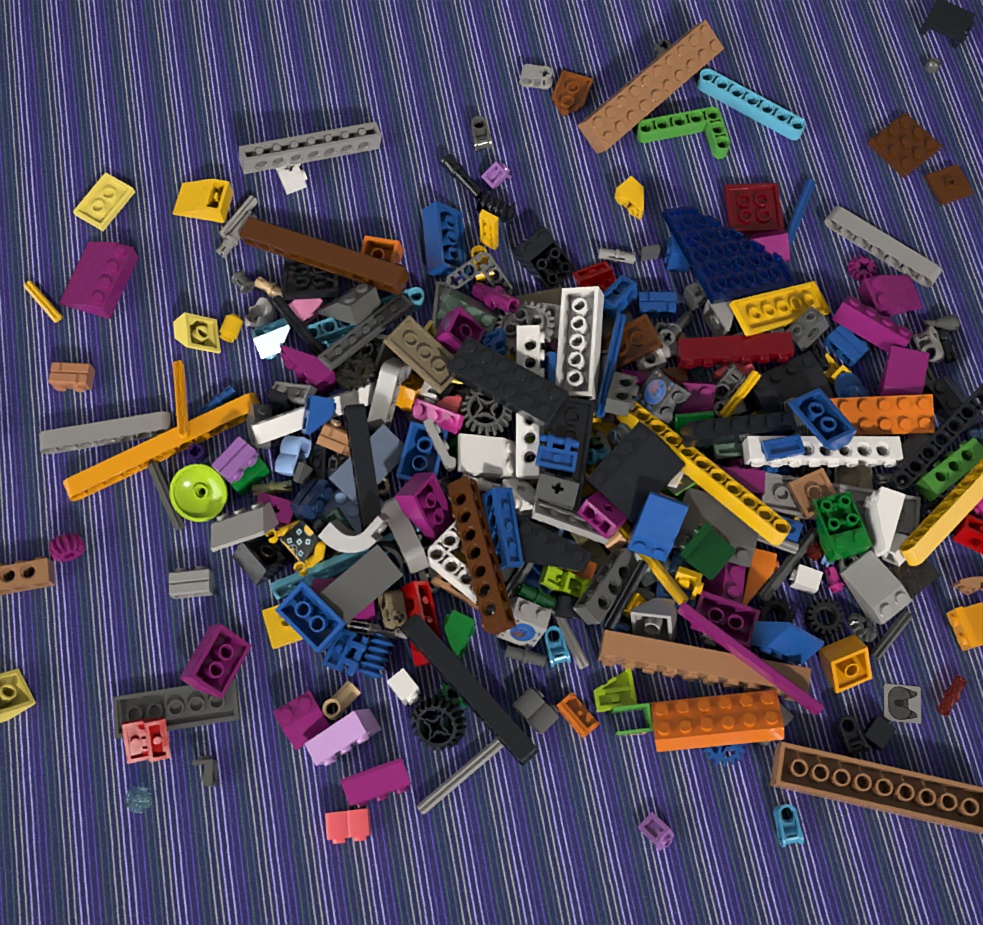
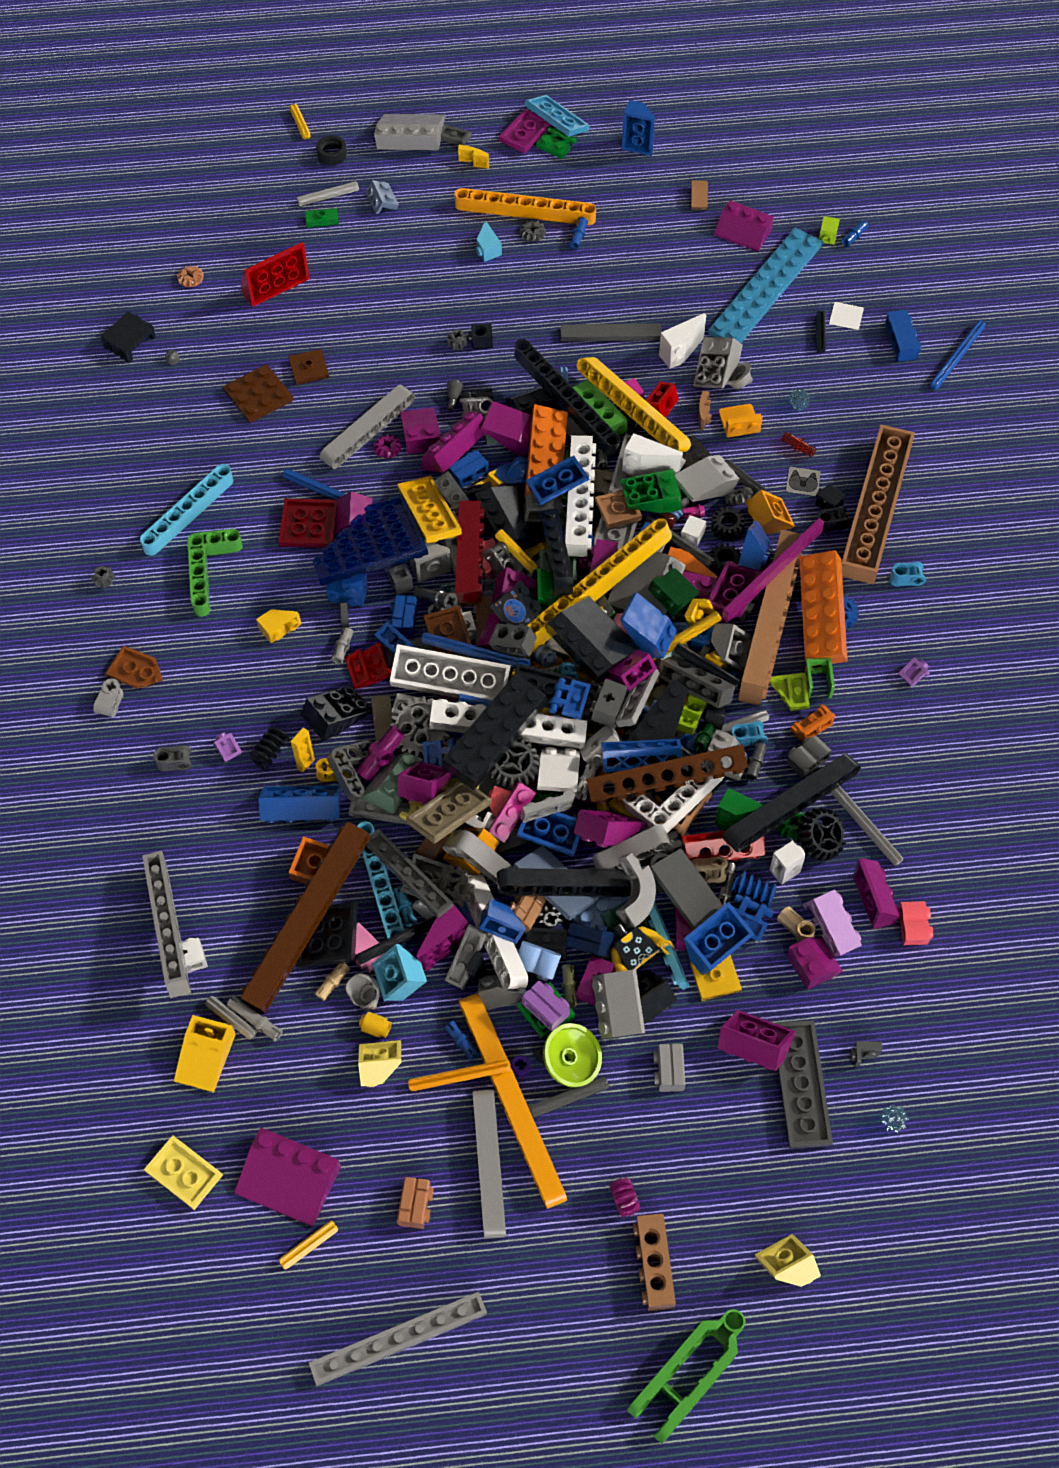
camera: 85 degrees left, 10 degrees down
(146, 739) = (835, 1110): slope -> none
(240, 279) = (318, 1011): dark grey bush -> none
(302, 474) = (560, 948): dark grey tile -> none
(353, 304) = (371, 889): dark grey slope -> none
(456, 171) = (214, 785): black pin -> none
(650, 87) = (152, 590): medium nougat brick -> none
(783, 447) = (579, 518): blue tile -> none

